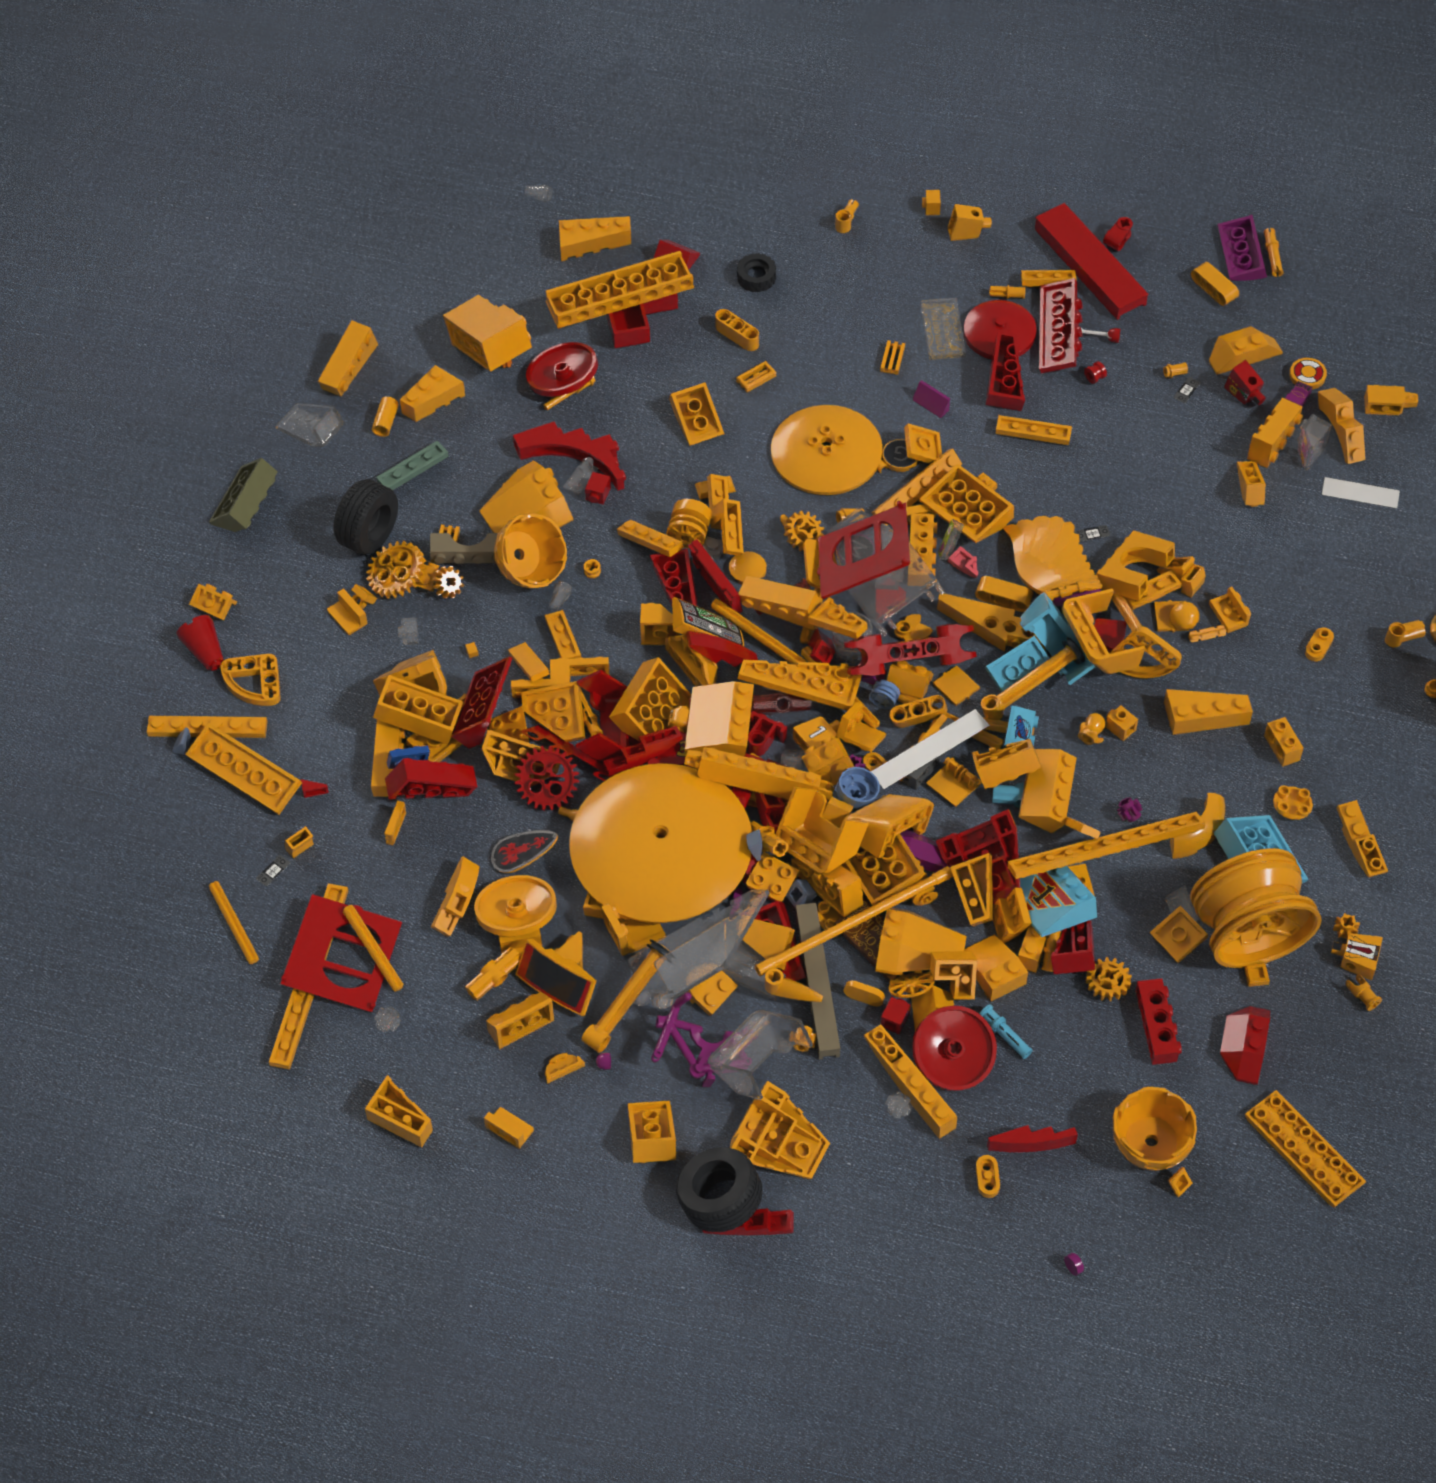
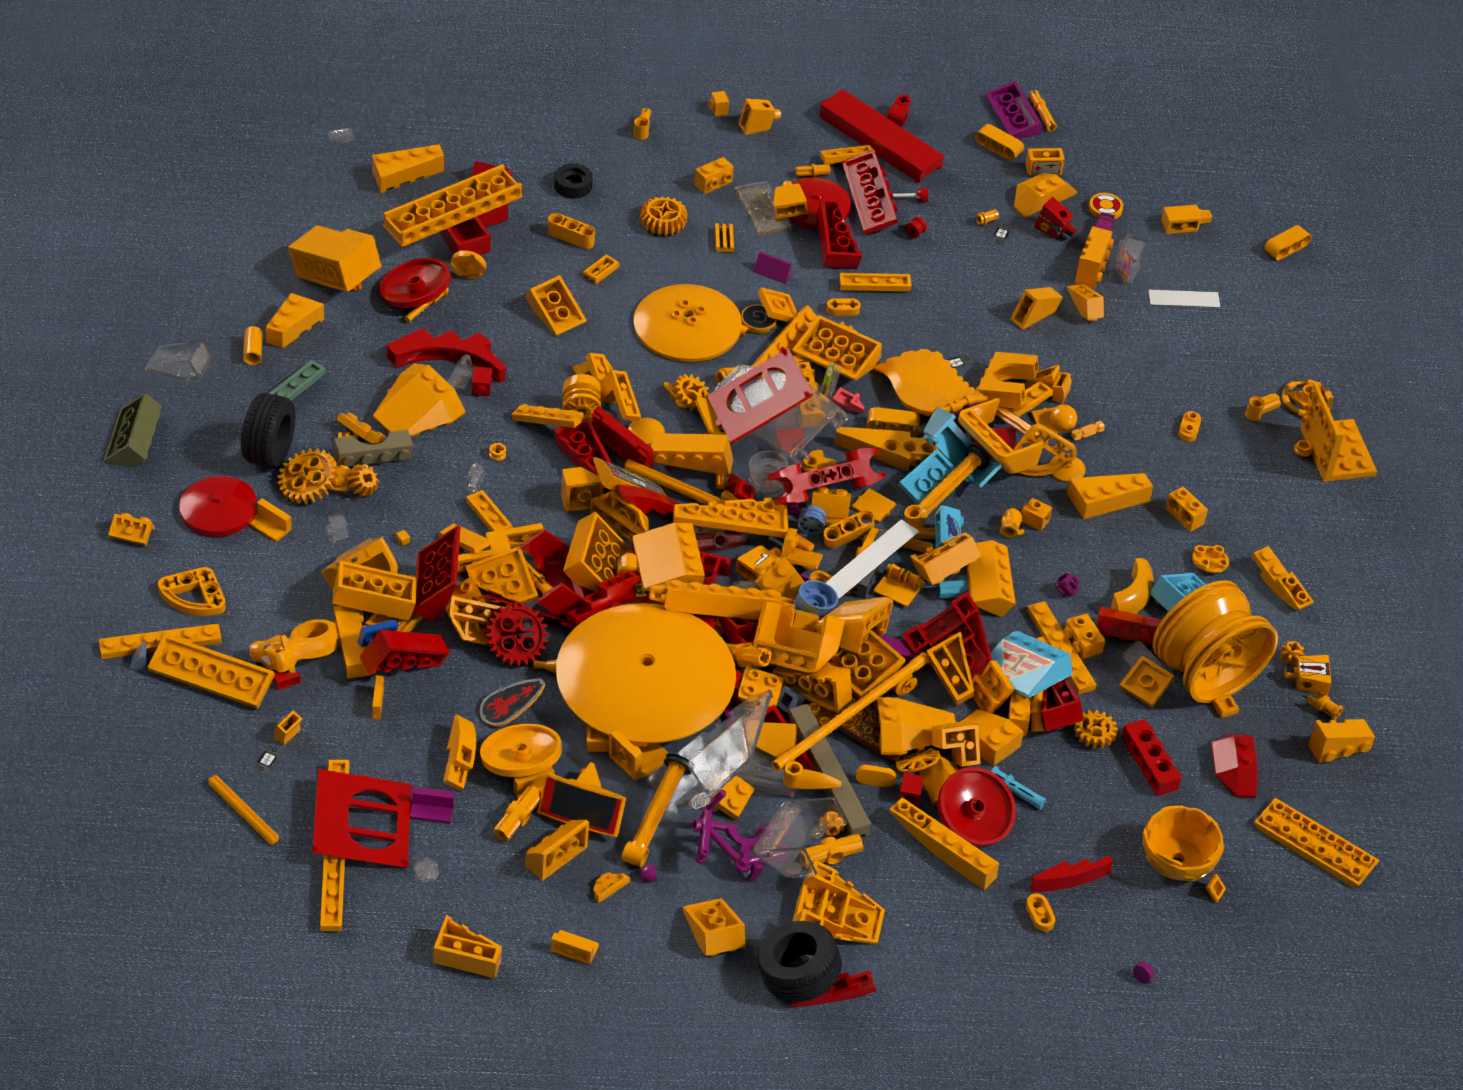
camera: 20 degrees left, 10 degrees down
(202, 641) = (134, 564): red cone -> none
(303, 588) = (218, 506): none -> red dish
(315, 761) = (306, 641): none -> light orange animal
(348, 358) = (201, 298): light orange wedge -> none
(364, 596) = (282, 503): light orange tile -> none
(373, 948) = (392, 809): light orange axle -> none
(414, 950) = (432, 805): none -> magenta panel
(463, 524) = (361, 428): none -> light orange hinge
(540, 548) = (443, 435): light orange piece -> none
(620, 355) = (468, 264): none -> light orange tile
(754, 843) = (739, 657): sand blue slope -> none
(794, 1068) = (833, 850): none -> light orange piece
(836, 325) = (663, 216): none -> light orange gear
(836, 619) = (752, 457): light orange wing -> none
(898, 1105) = (939, 865): clear gear -> none
(901, 285) = (713, 175): none -> light orange brick
(968, 326) = (789, 201): none -> light orange torso
(992, 454) = (843, 307): none -> light orange beam
(1081, 827) = (1033, 602): light orange tile -> none
(1105, 890) = (1055, 636): none -> light orange plate
(1106, 845) = (1061, 612): light orange plate -> none
(1129, 871) = (1084, 636): none -> light orange brick
(1174, 865) = (1127, 625): none -> red brick
(1176, 679) = (1075, 469): none -> light orange dish
(1194, 481) = (1035, 305): none -> light orange slope
(1231, 610) = (1103, 407): light orange bracket -> none
(1255, 314) = (1044, 161): none -> light orange brick
(1341, 414) = (1160, 246): light orange arch -> none
(1366, 1036) = (1340, 739): none -> light orange wedge

